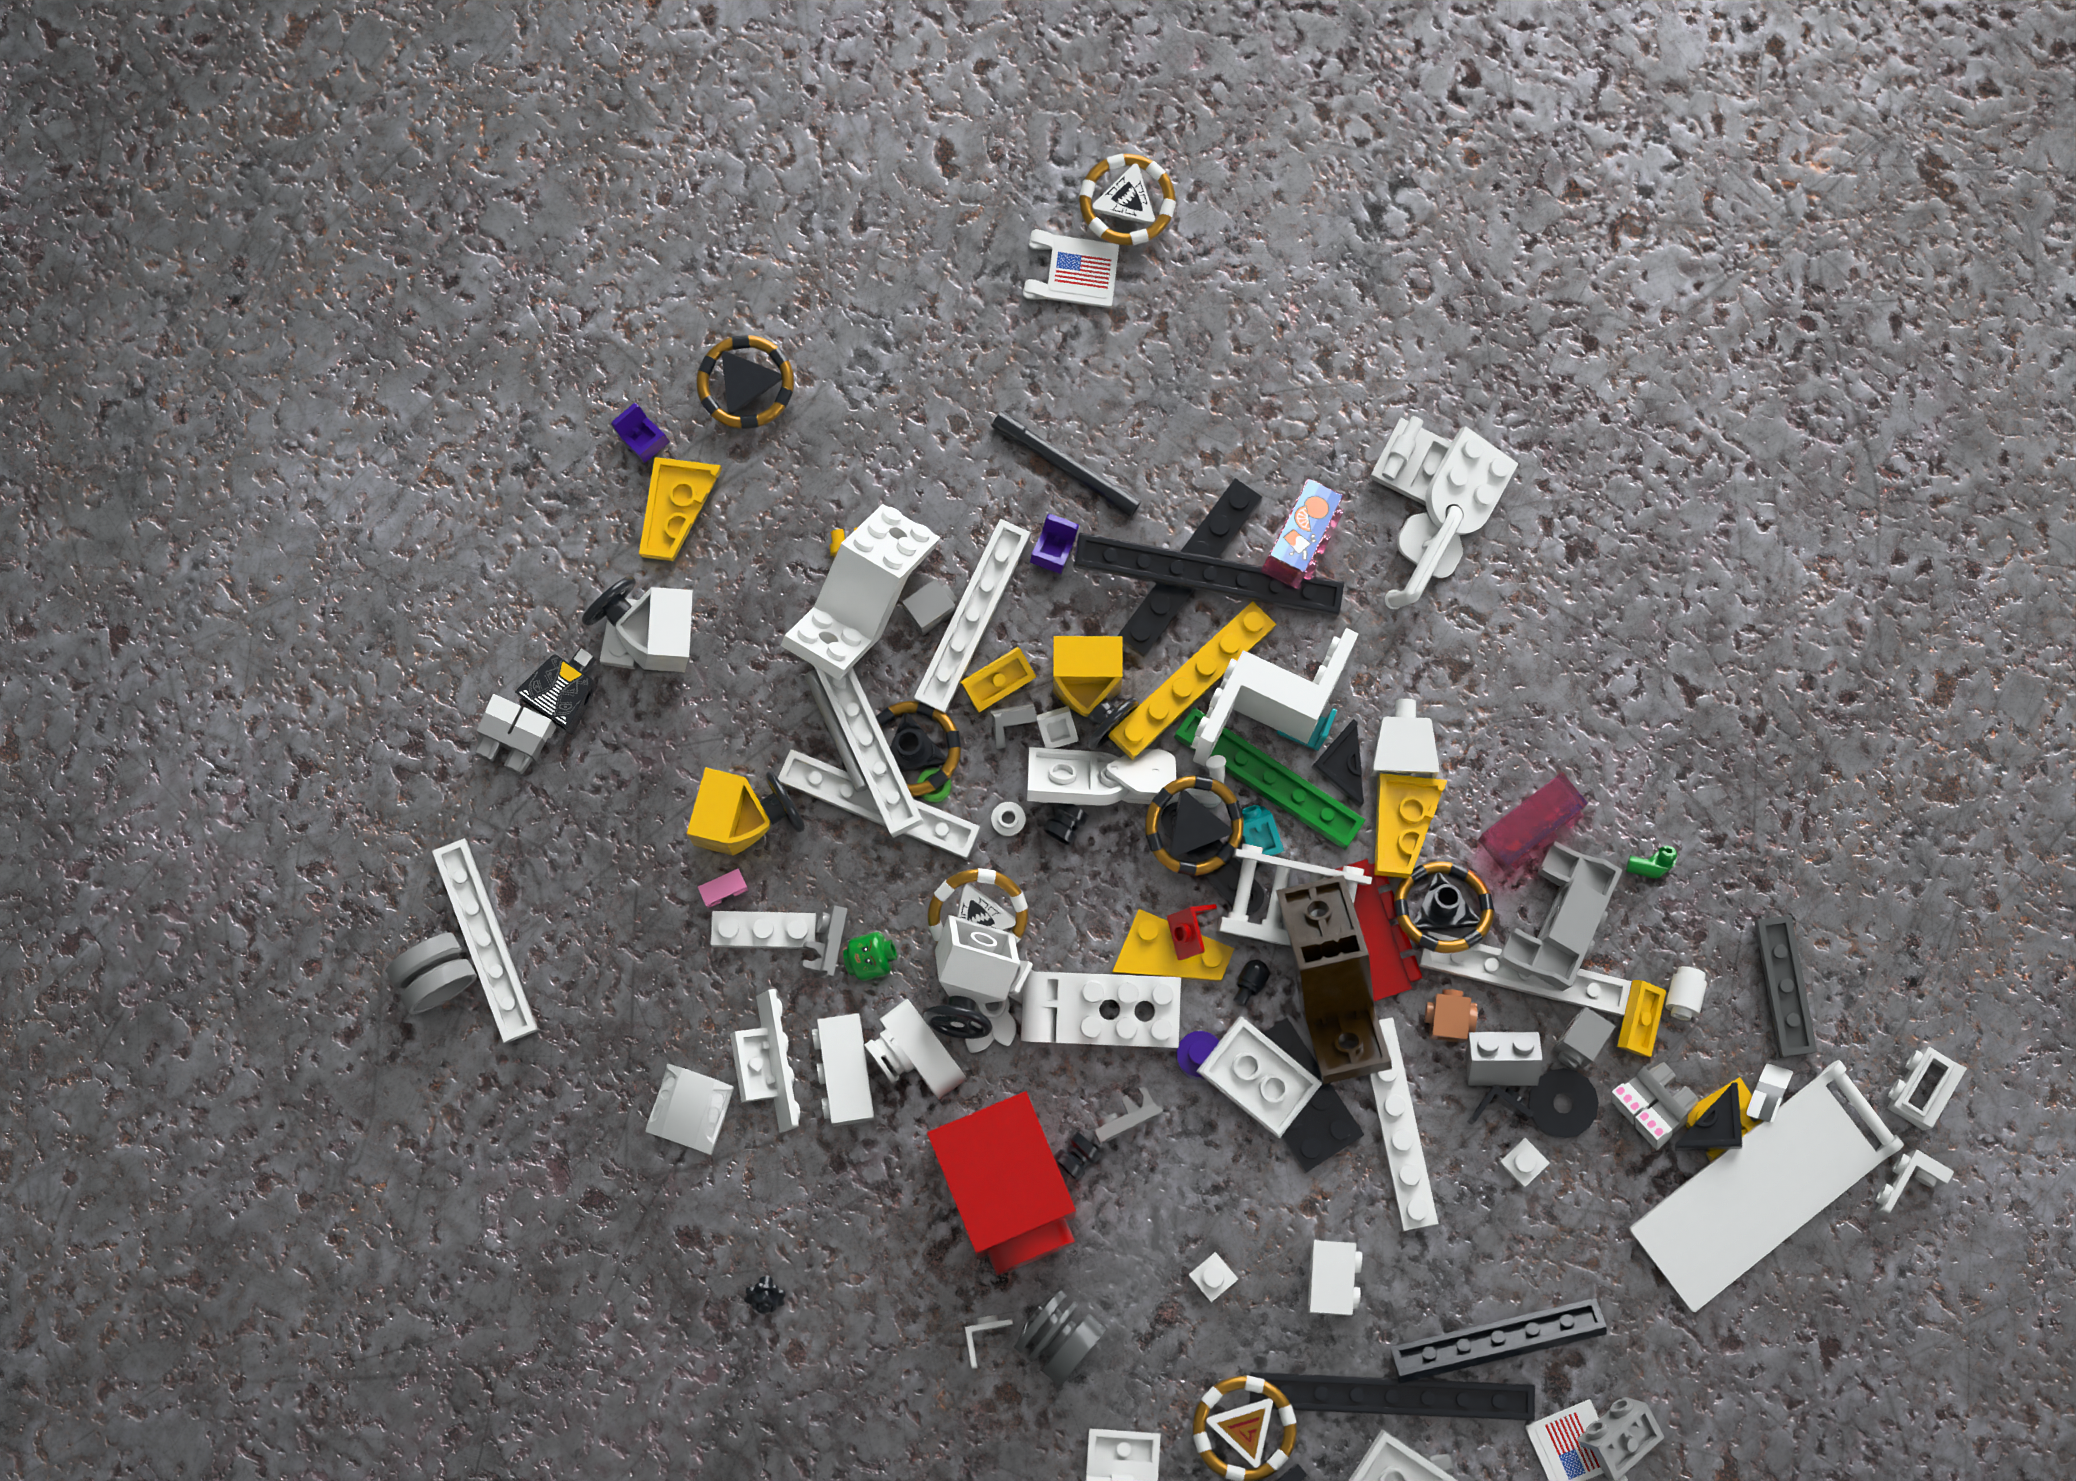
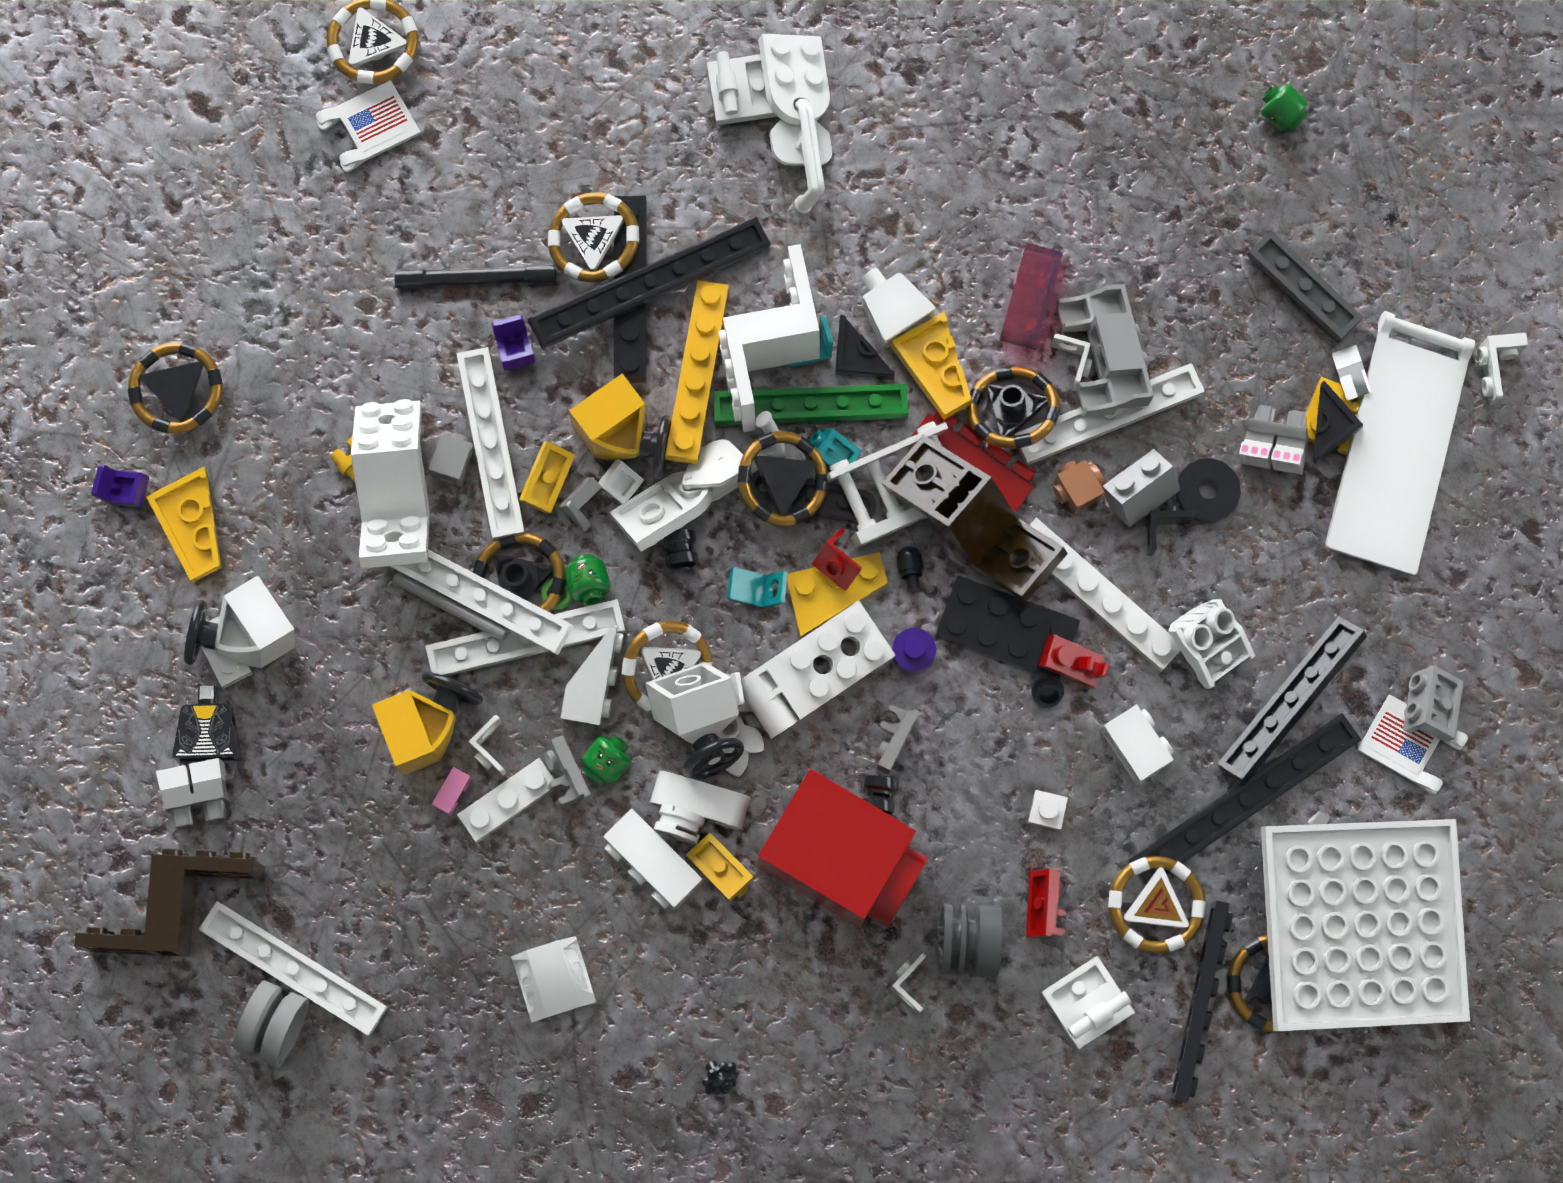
camera: 40 degrees left, 0 degrees up
(425, 812) = (170, 903): none -> dark brown bracket
(763, 1062) = (585, 900): white bracket -> none
(769, 876) = (483, 756): none -> white bracket
(896, 1118) = (720, 867): none -> yellow plate
(898, 885) = (588, 689): none -> white slope
(967, 791) = (587, 579): none -> green head
(1008, 829) = (638, 587): white plate -> none
(1104, 902) = (756, 588): none -> teal bracket
(1149, 1351) = (1042, 903): none -> red plate
(1189, 501) = (593, 236): none -> piece
(1259, 1077) = (972, 633): white tile -> none
(1289, 1174) = (1047, 690): none -> black plate
(1304, 534) = (700, 200): brick -> none
(1330, 1165) = (1073, 661): none -> red plate
(1464, 1236) = (1211, 641): none -> white slope
(1524, 1162) = (1212, 555): white plate -> none
(1540, 895) = (1079, 347): none -> white bracket
(1583, 1039) = (1189, 429): light grey brick -> none
(1641, 1018) = (1219, 385): yellow plate -> none
(1654, 866) = (1144, 265): green arm -> none
(1686, 993) = (1237, 342): white brick -> none
(1886, 815) = (1284, 107): none -> green head
(1904, 1089) = (1445, 300): white window -> none

